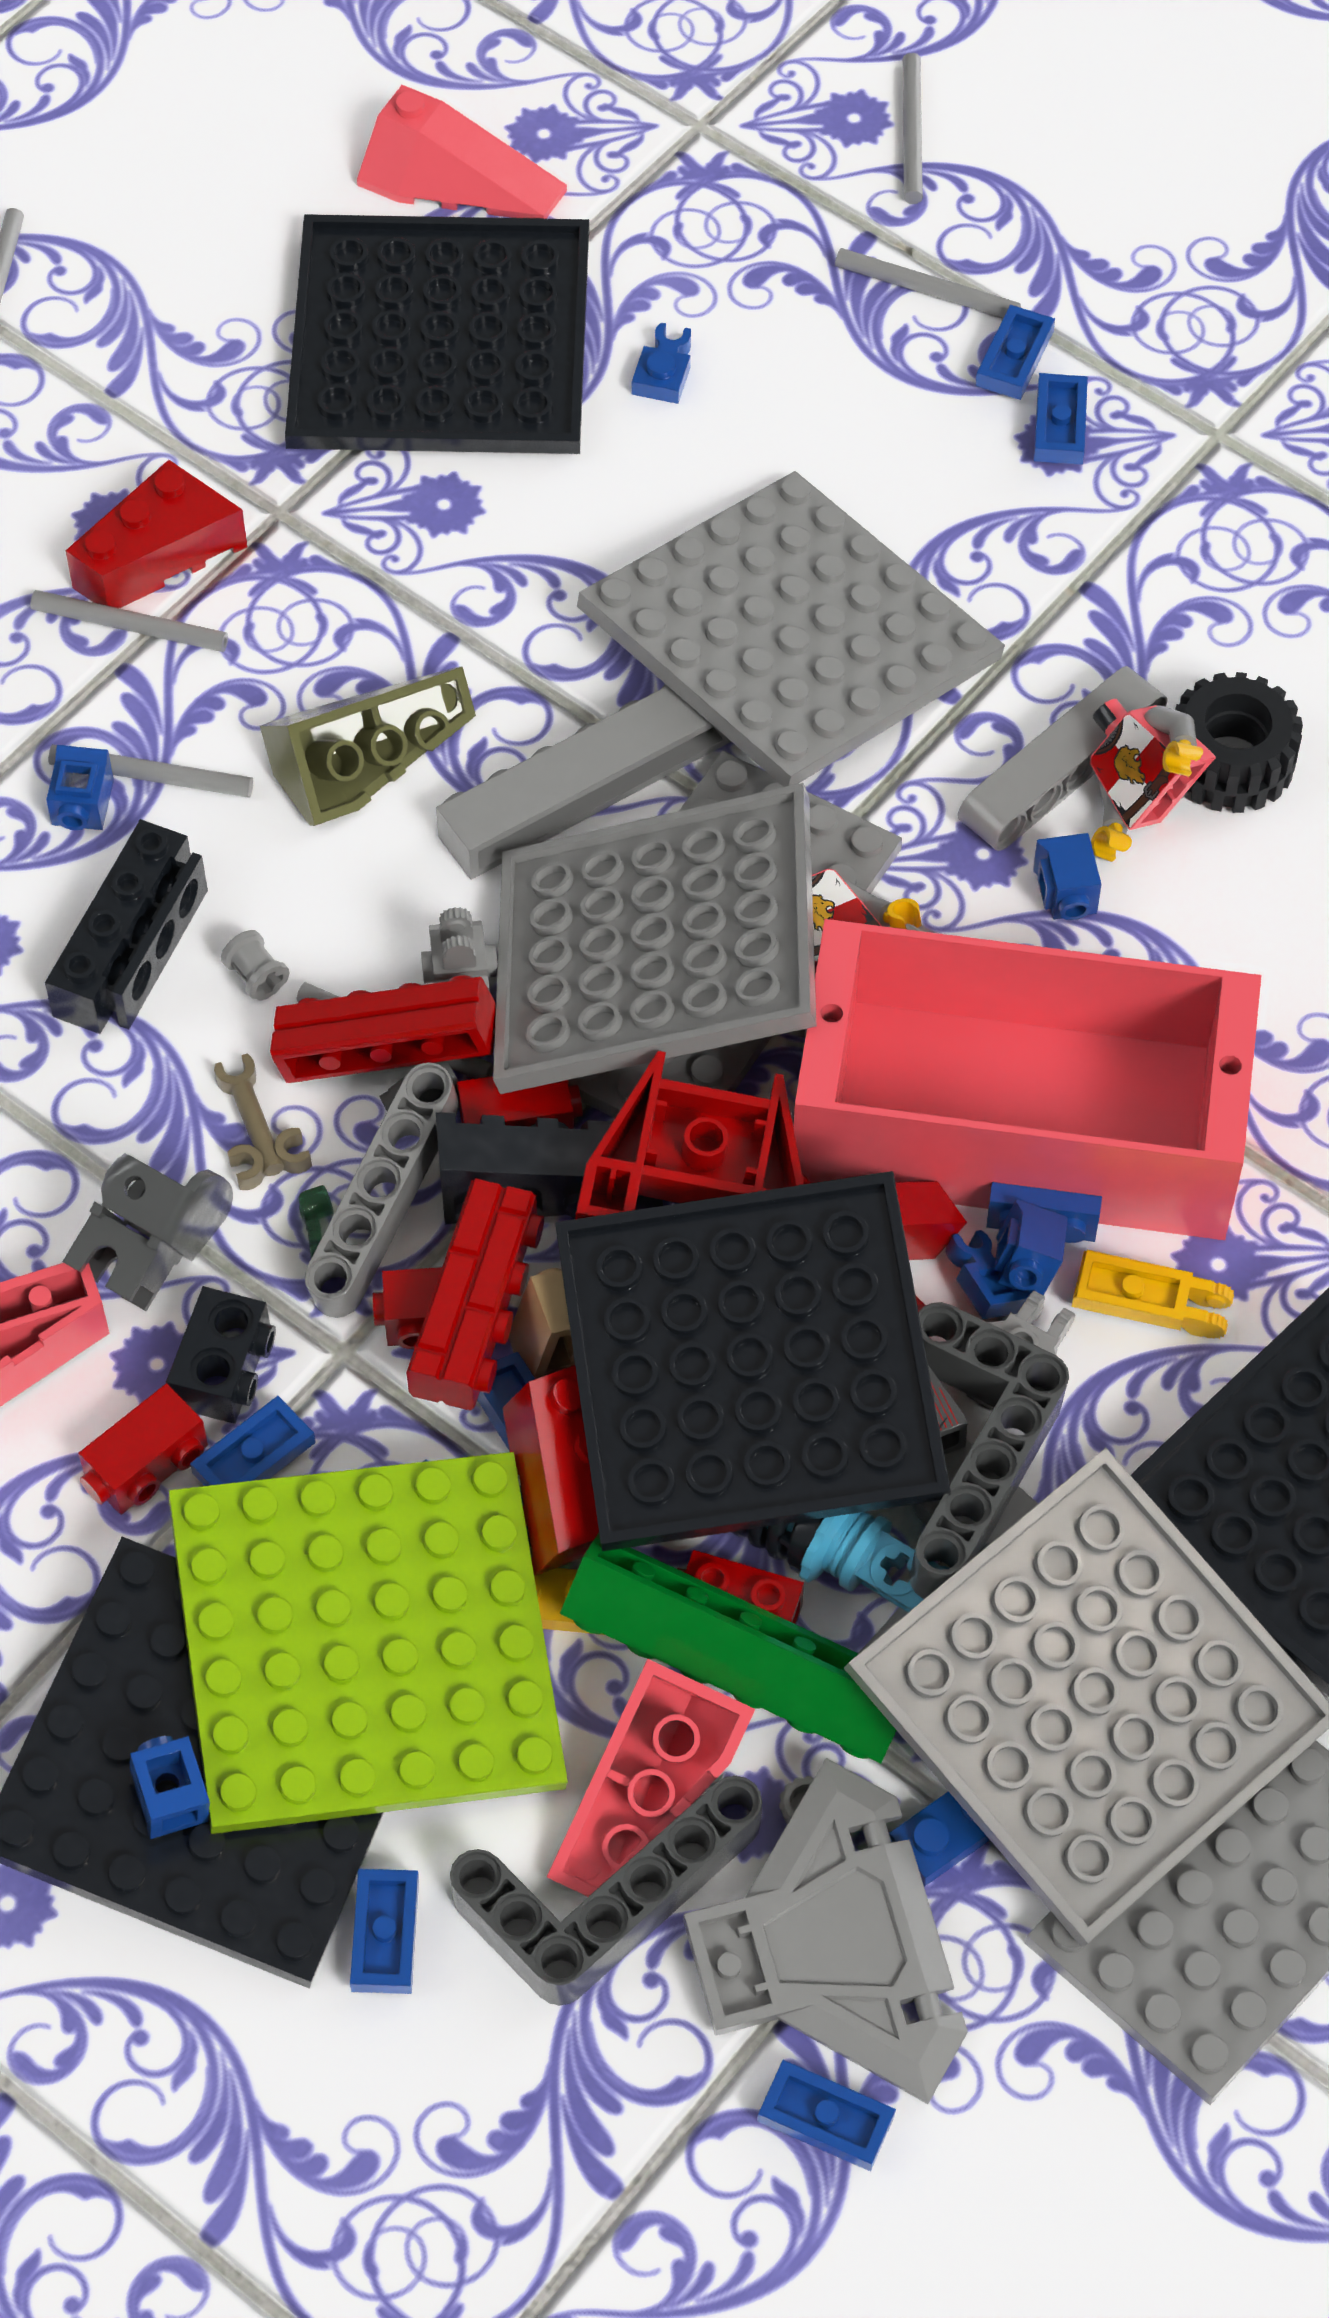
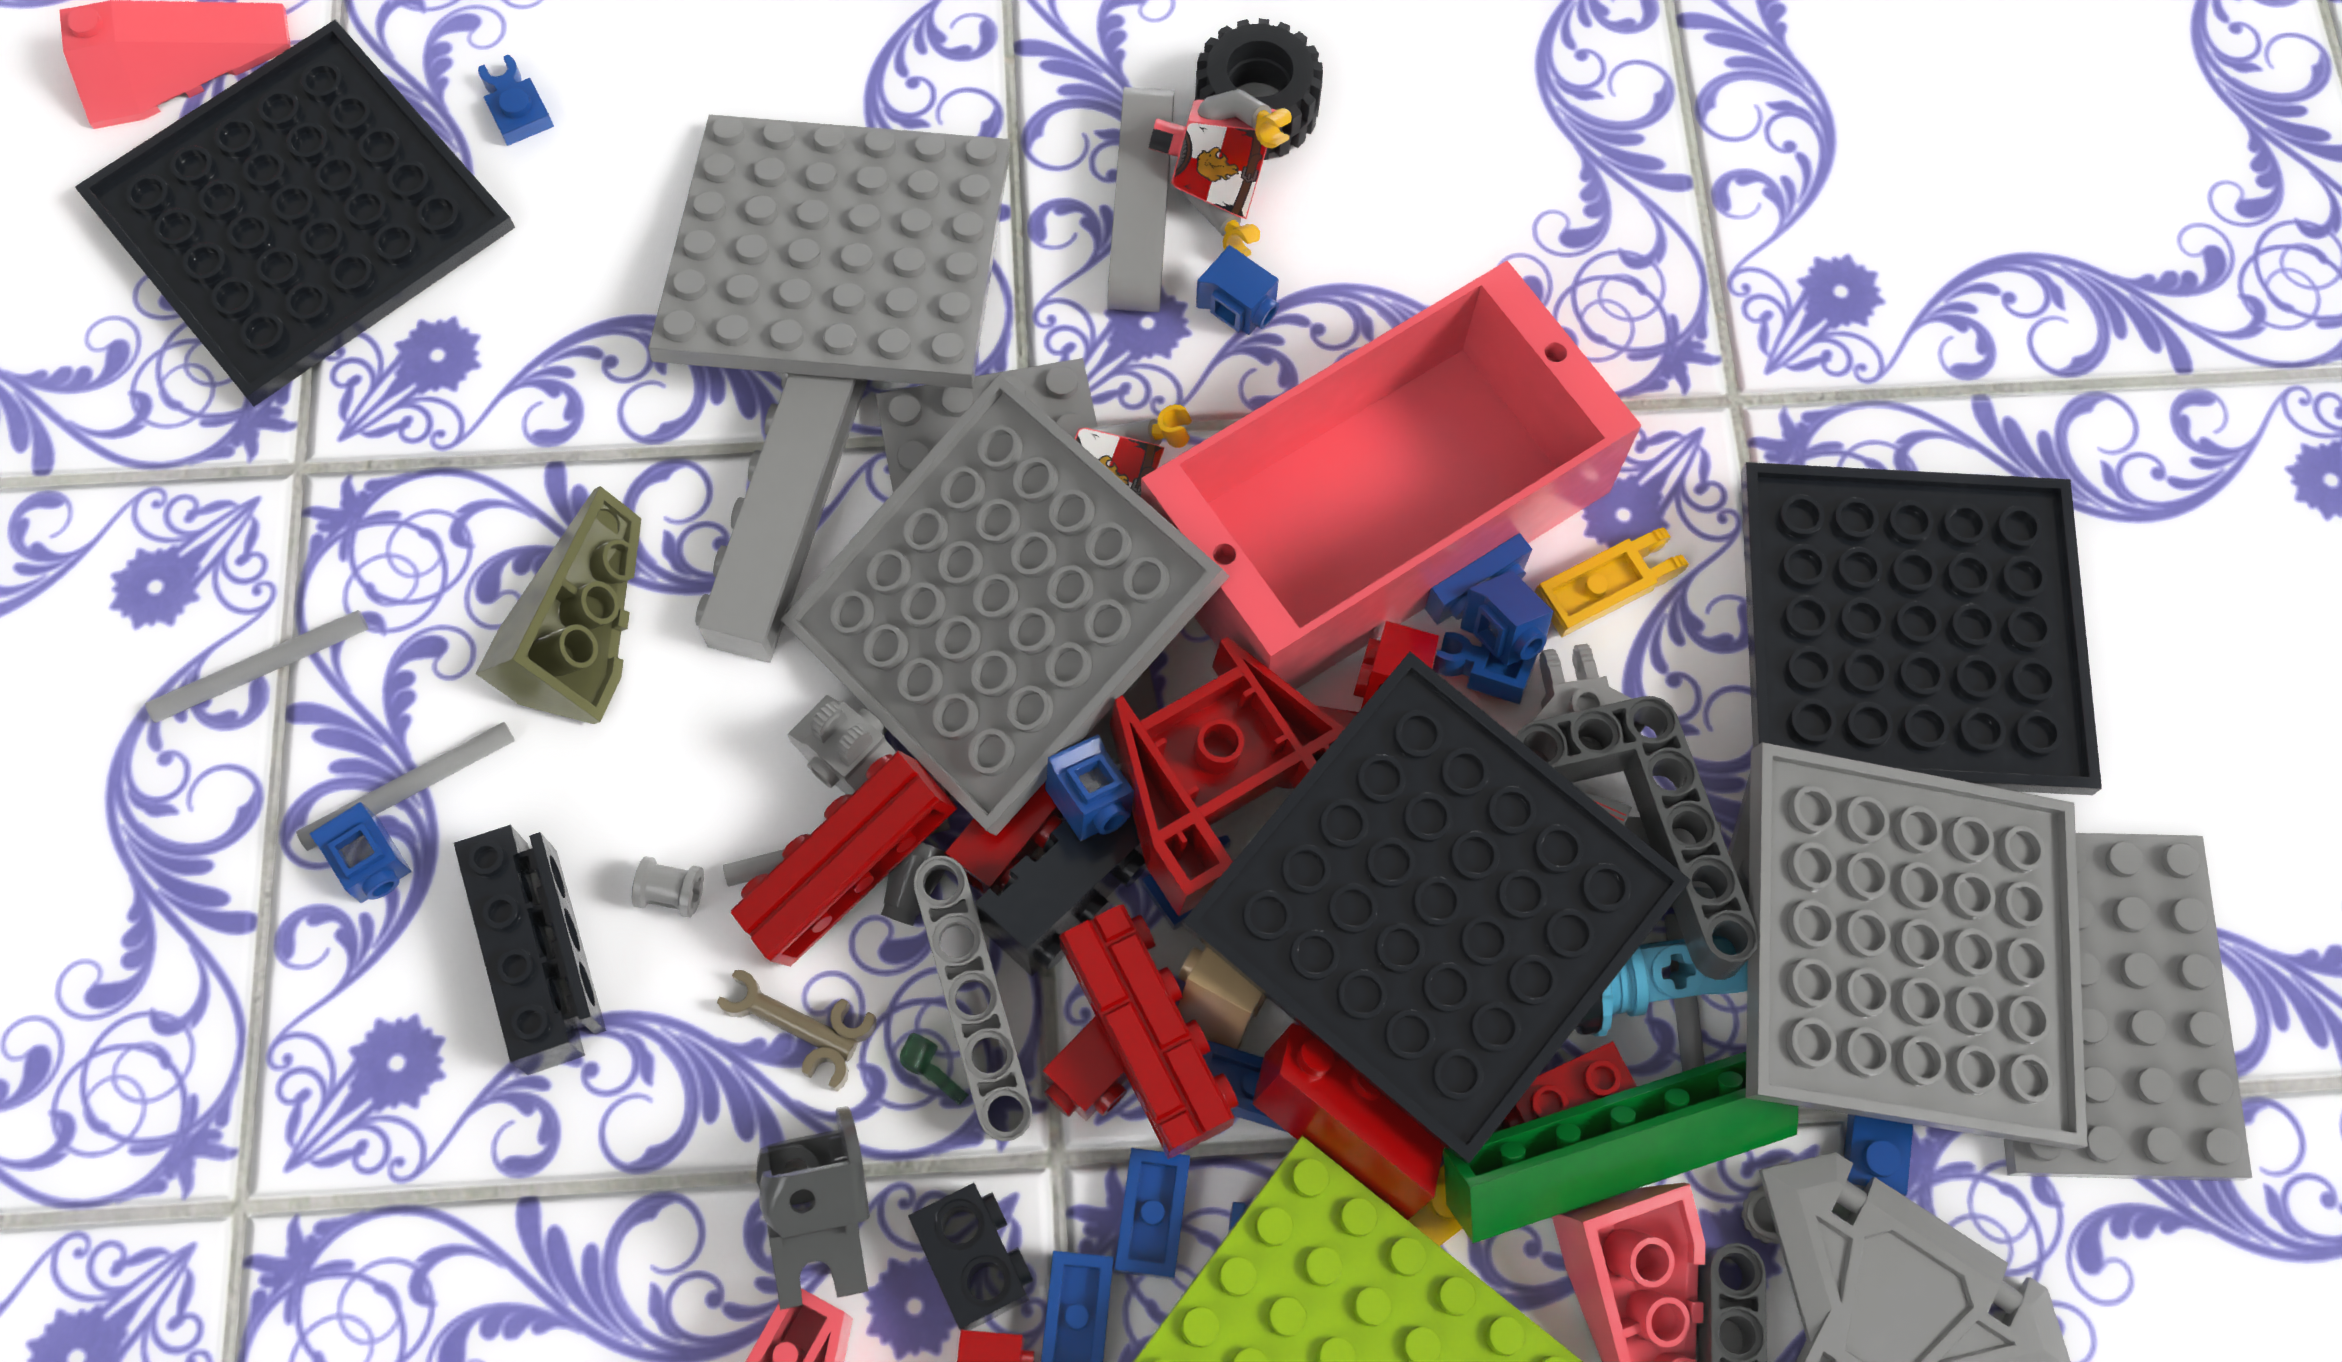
camera: 45 degrees left, 10 degrees up
(152, 535) = (211, 574): red wedge -> none
(370, 1429) = (1152, 1214): none -> blue plate
(589, 1103) = (1089, 788): none -> blue window

